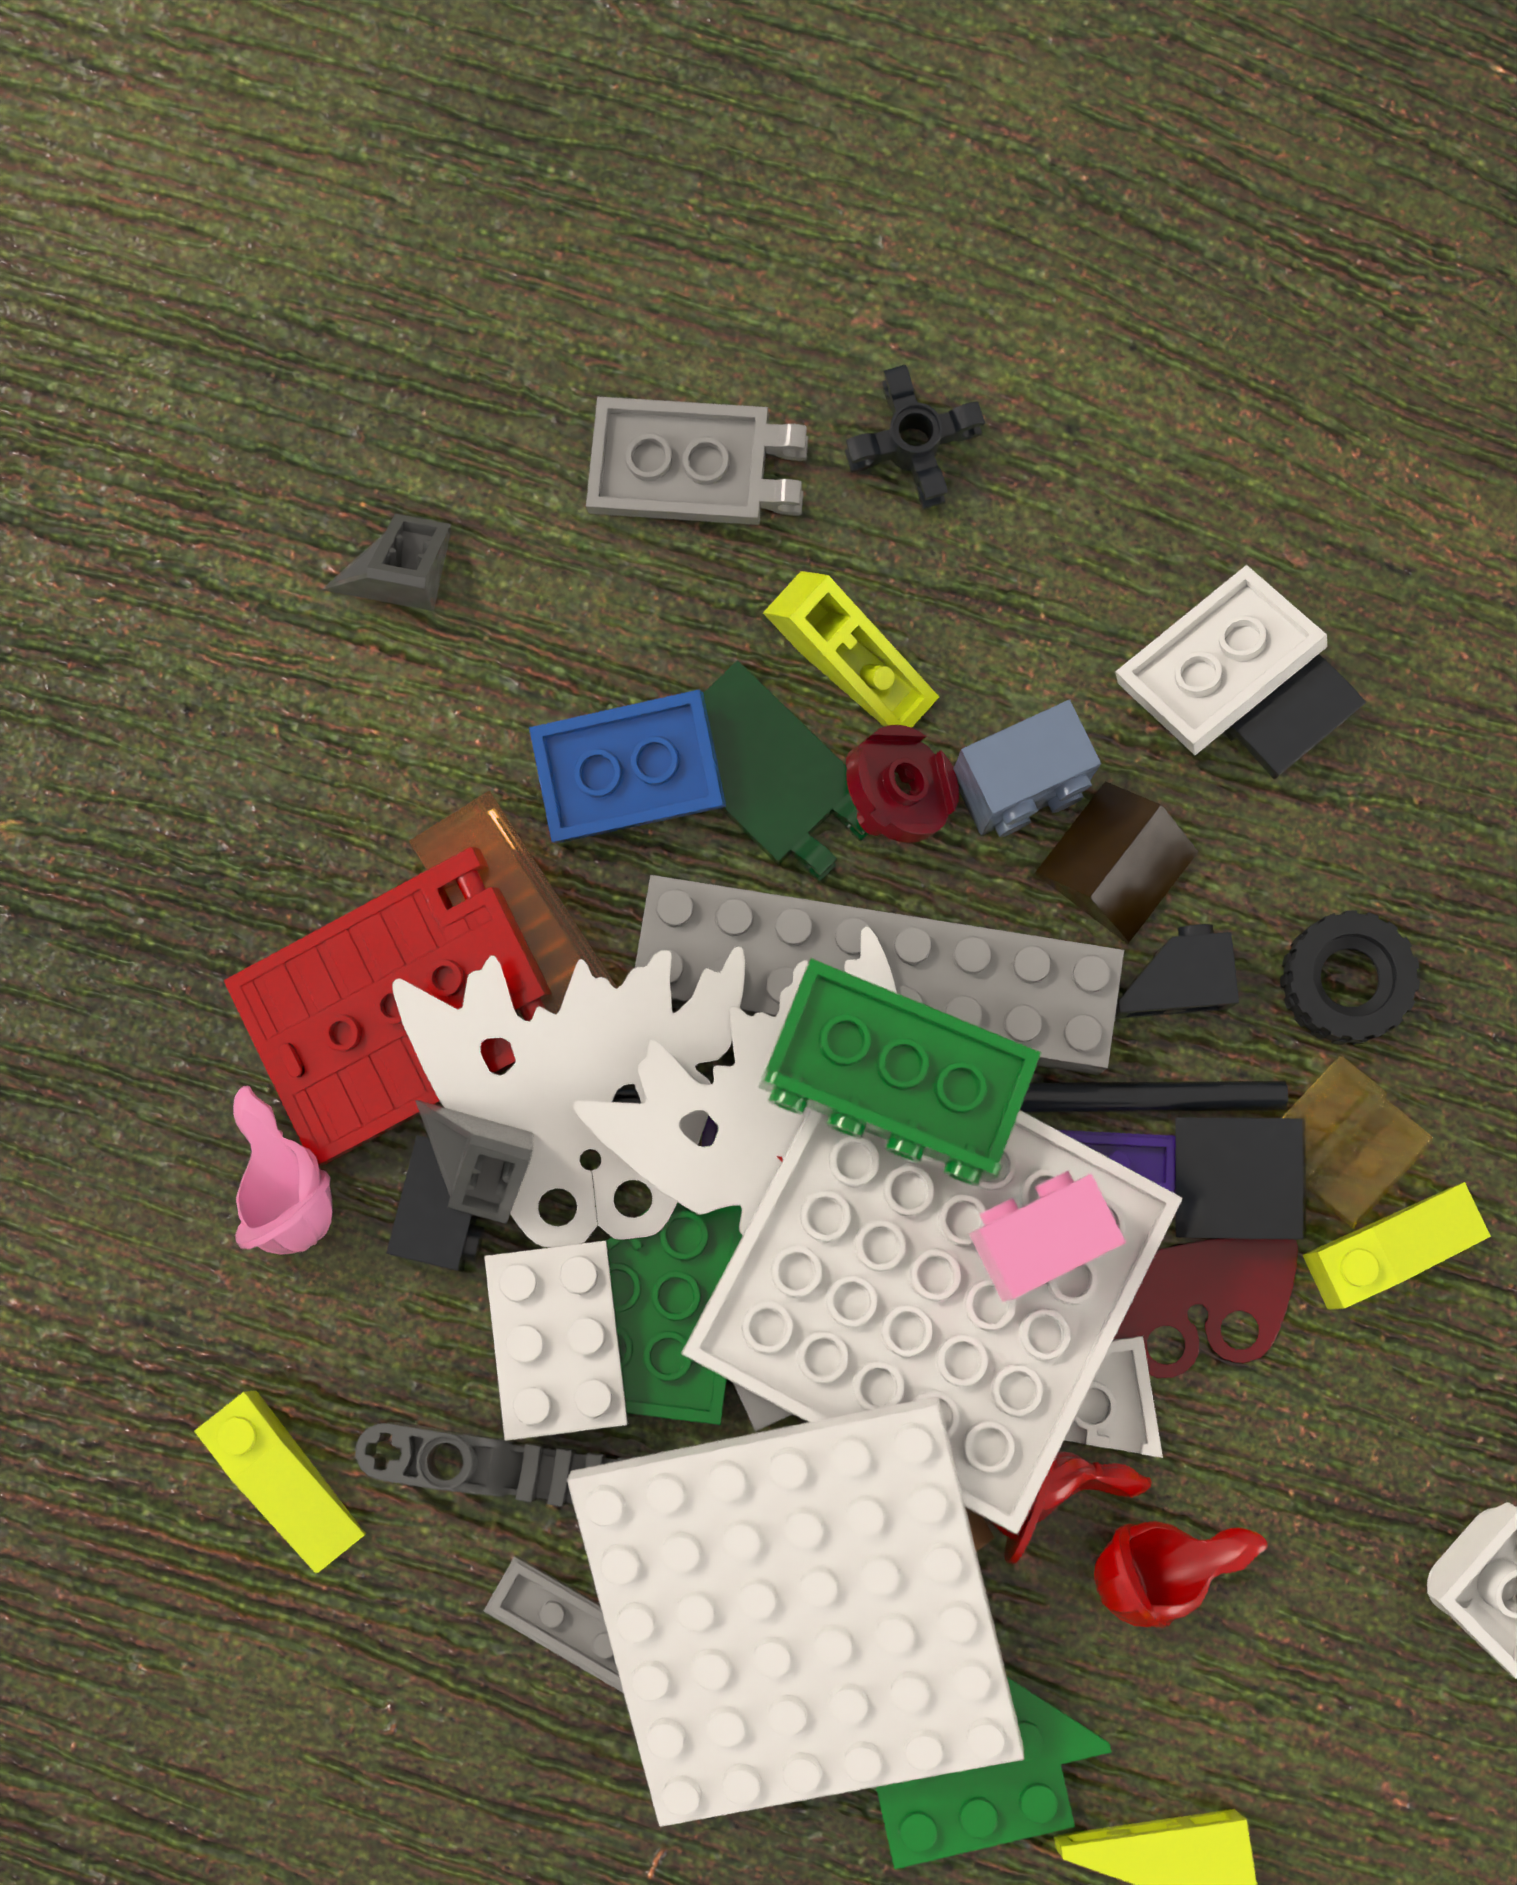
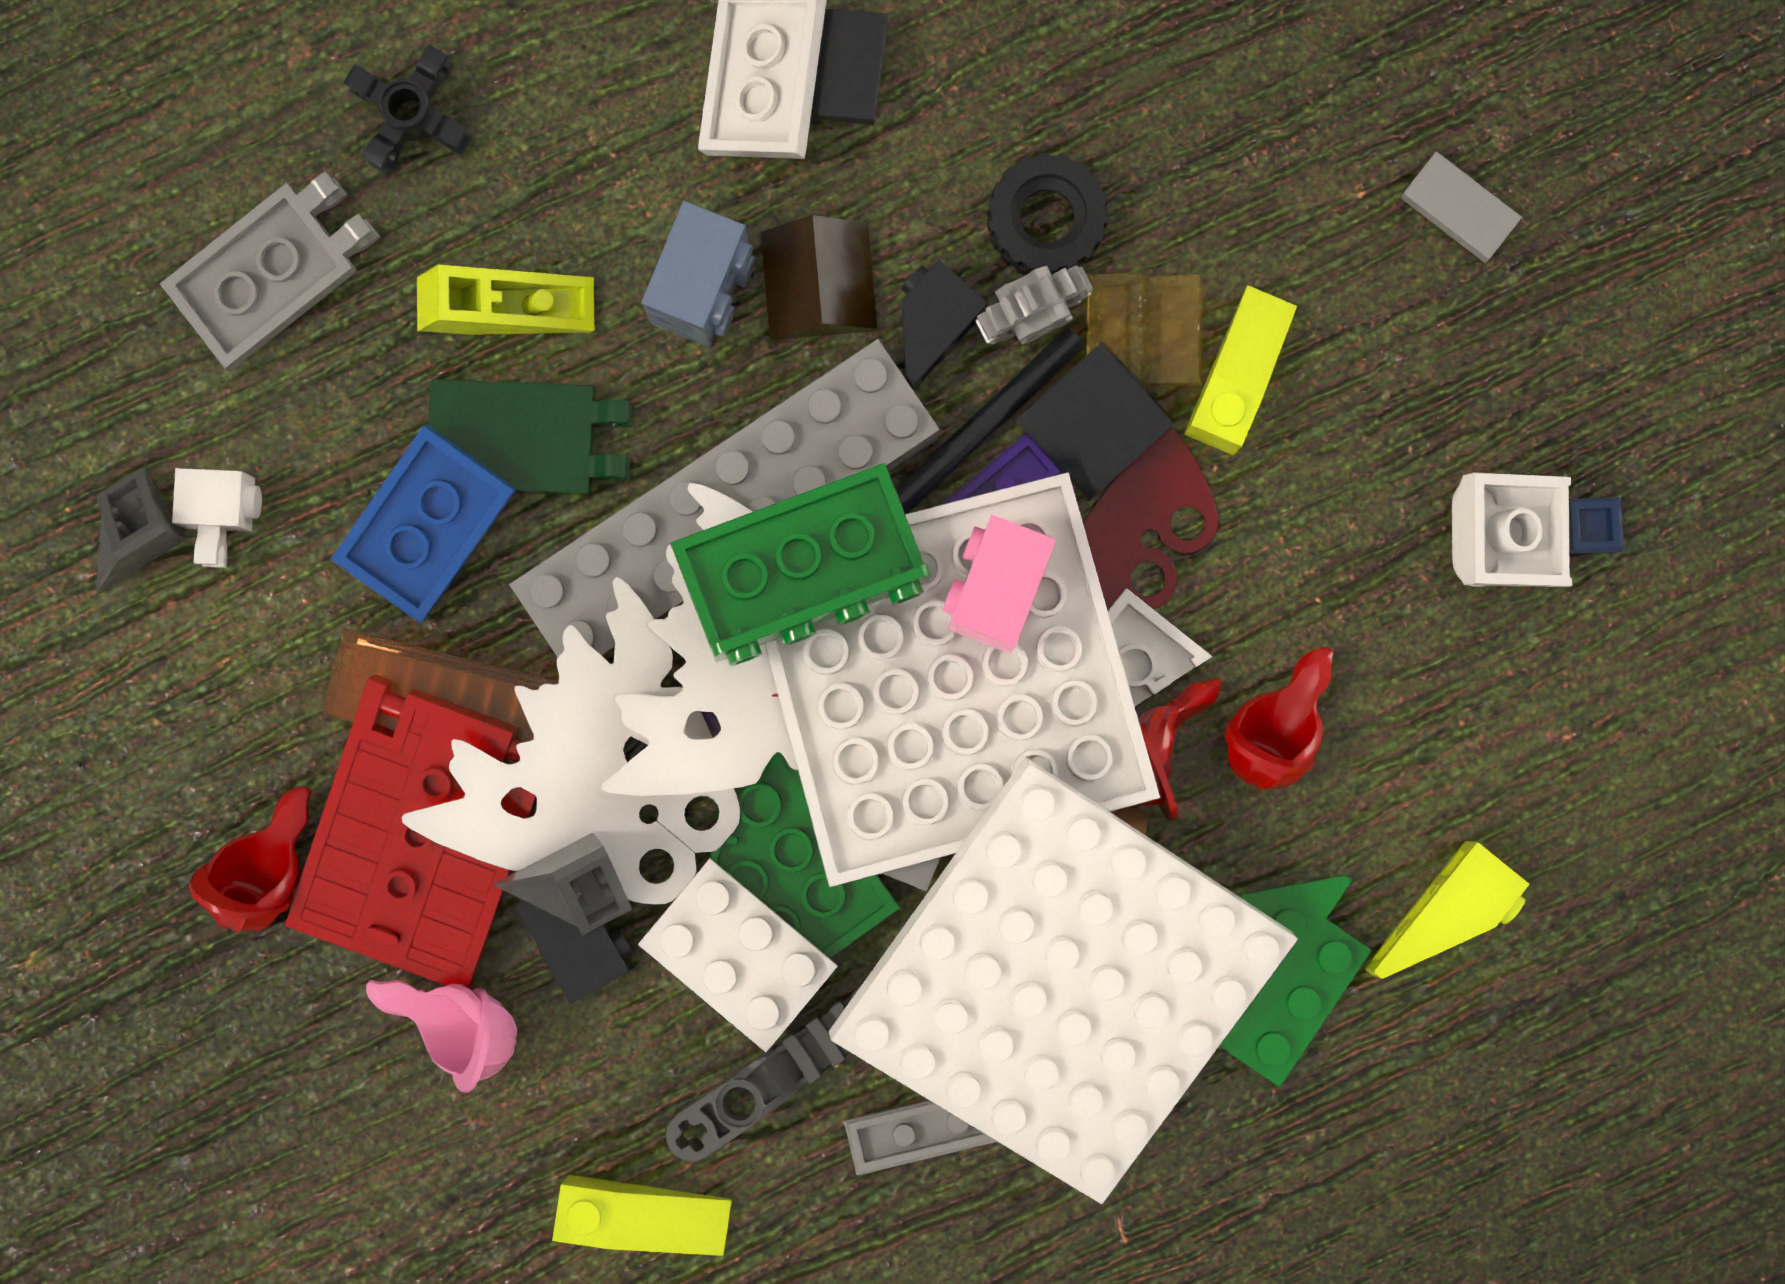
camera: 40 degrees left, 5 degrees up
(241, 919) = (257, 872): none -> red piece
(477, 603) = (214, 504): none -> white brick
(879, 800) = (619, 388): dark red plate -> none
(1276, 1038) = (1034, 305): none -> light grey gear

